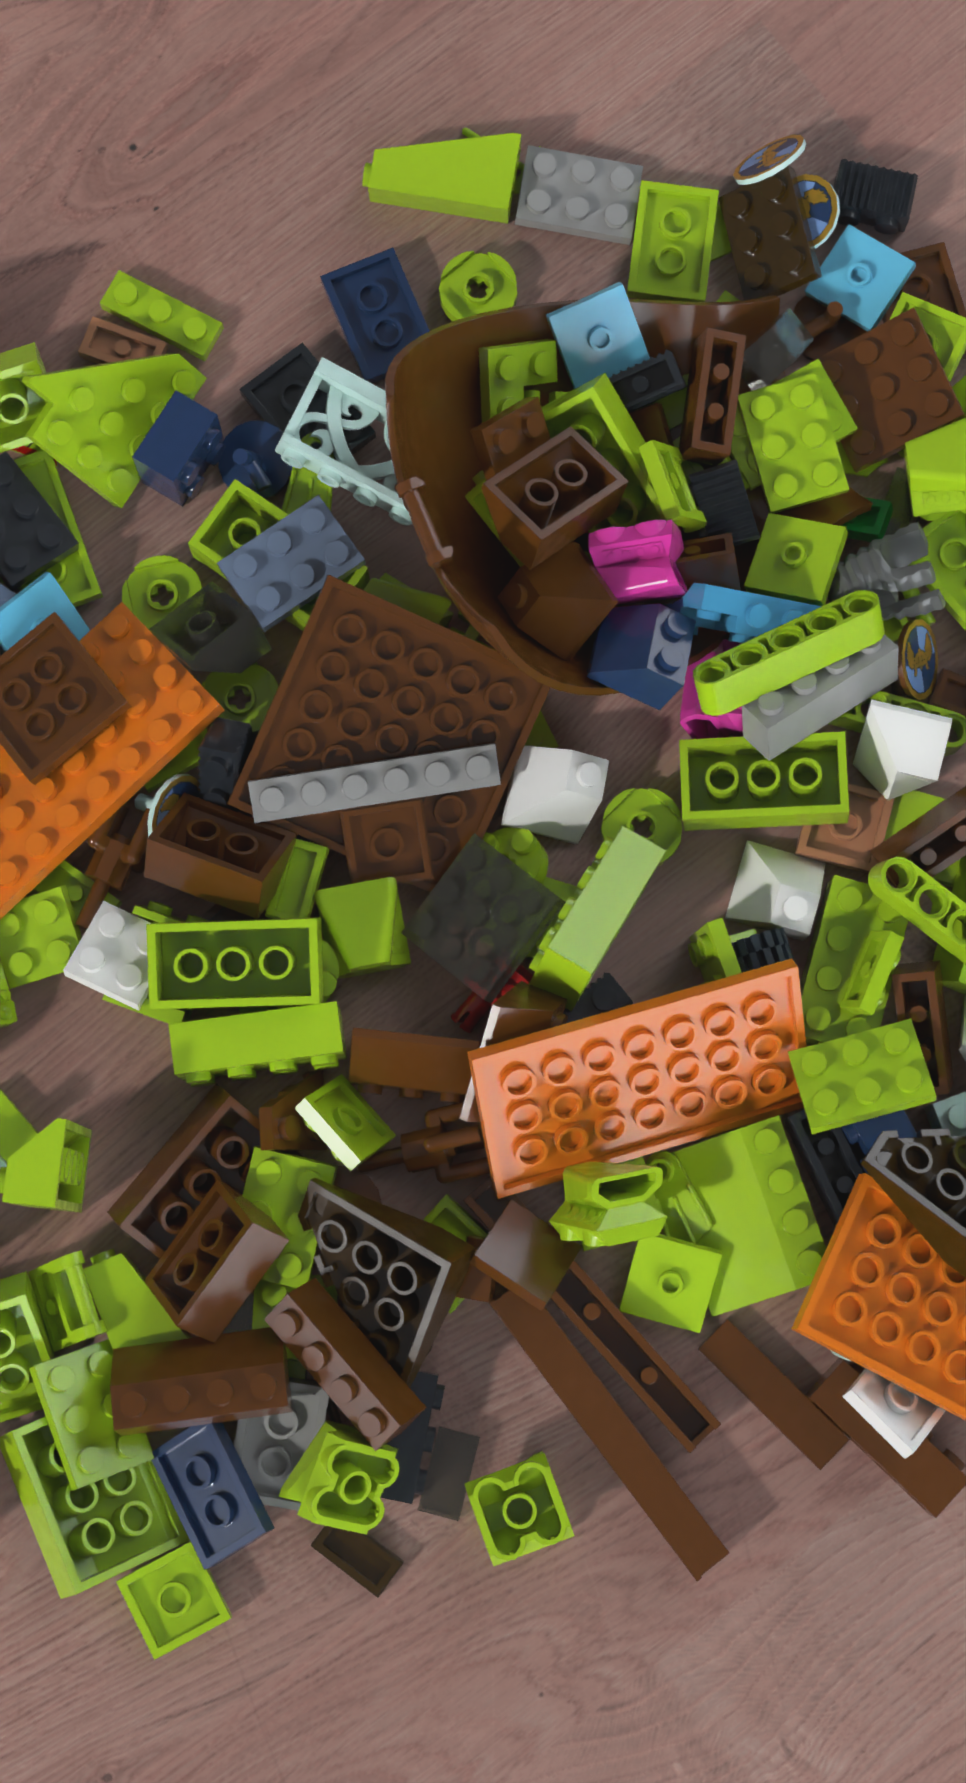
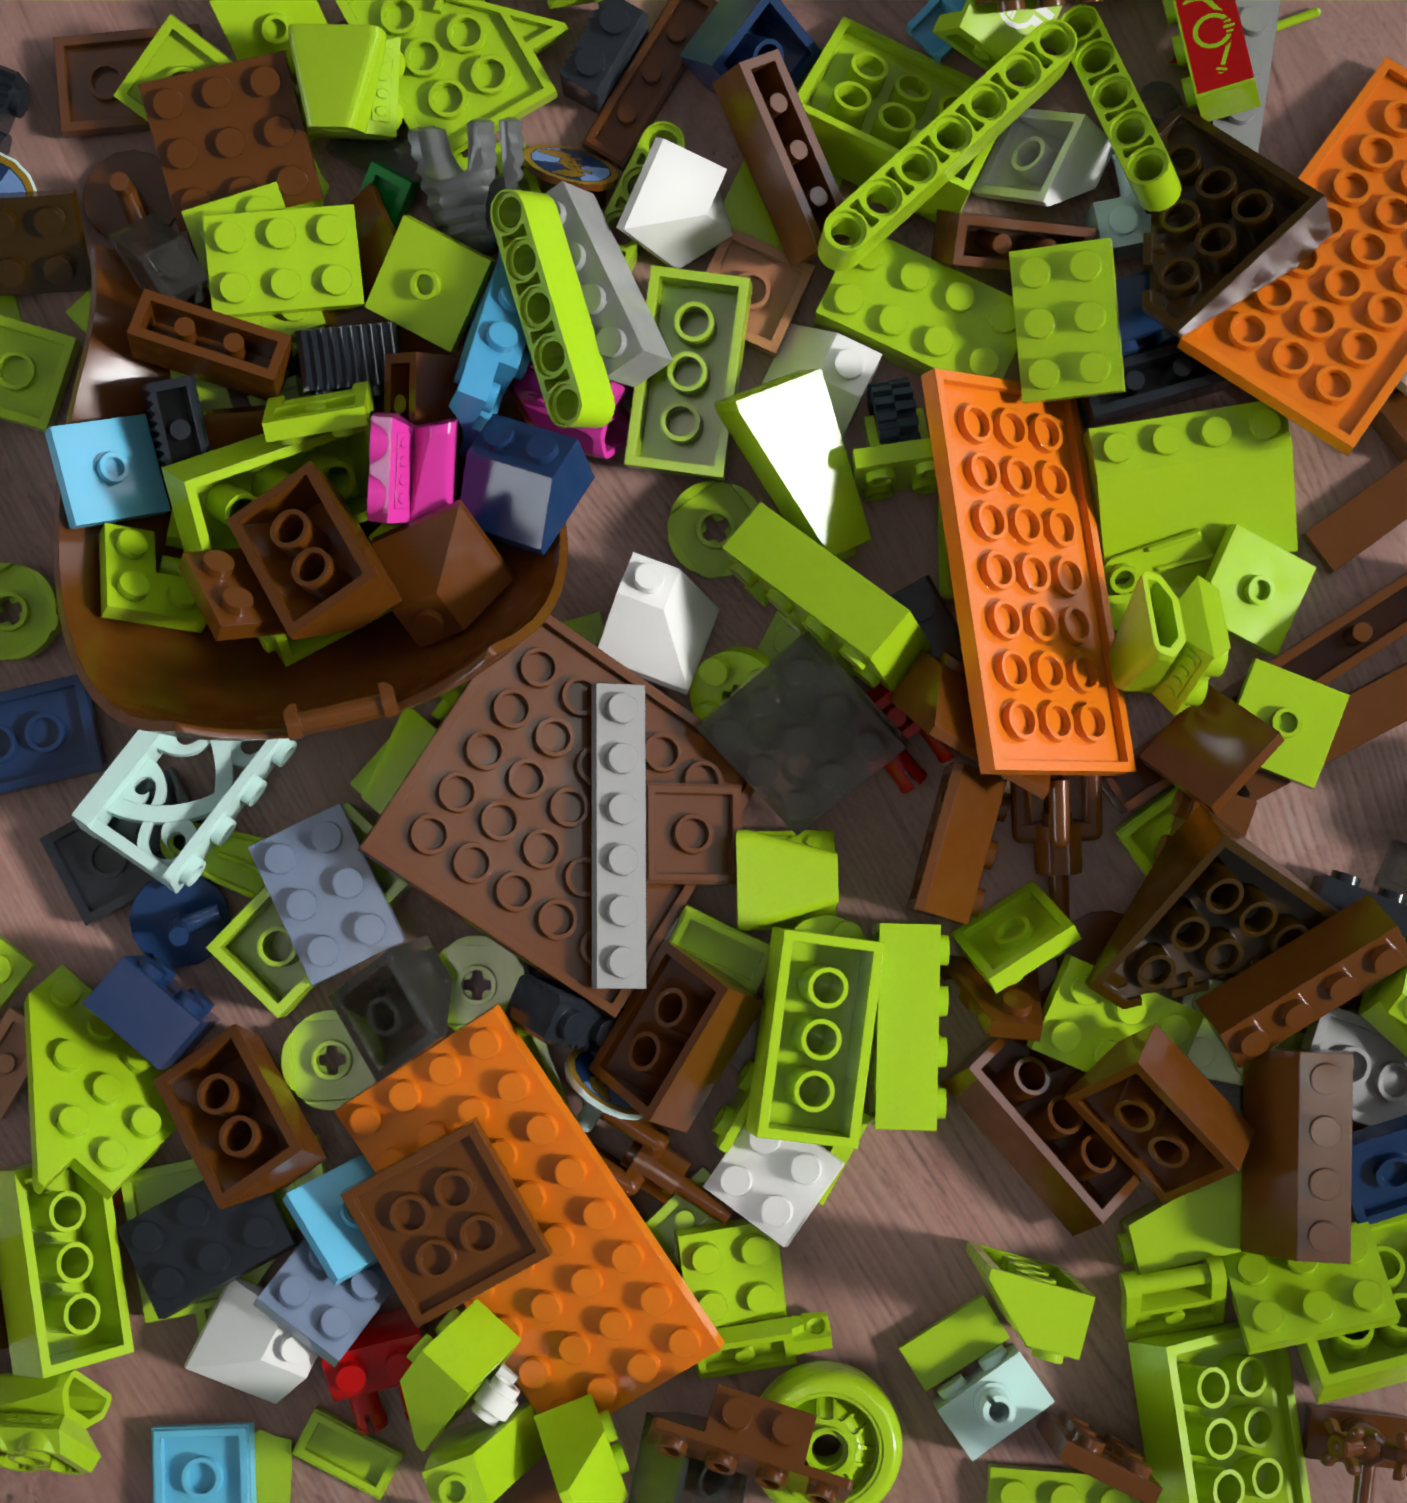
camera: 80 degrees left, 5 degrees up
(105, 528) = (239, 1118): none -> reddish brown slope
(566, 1326) = (1302, 713): none -> lime plate
(710, 880) = (800, 457): none -> slope
(861, 277) = (82, 144): medium azure plate -> none
(868, 982) = (946, 286): lime plate -> none

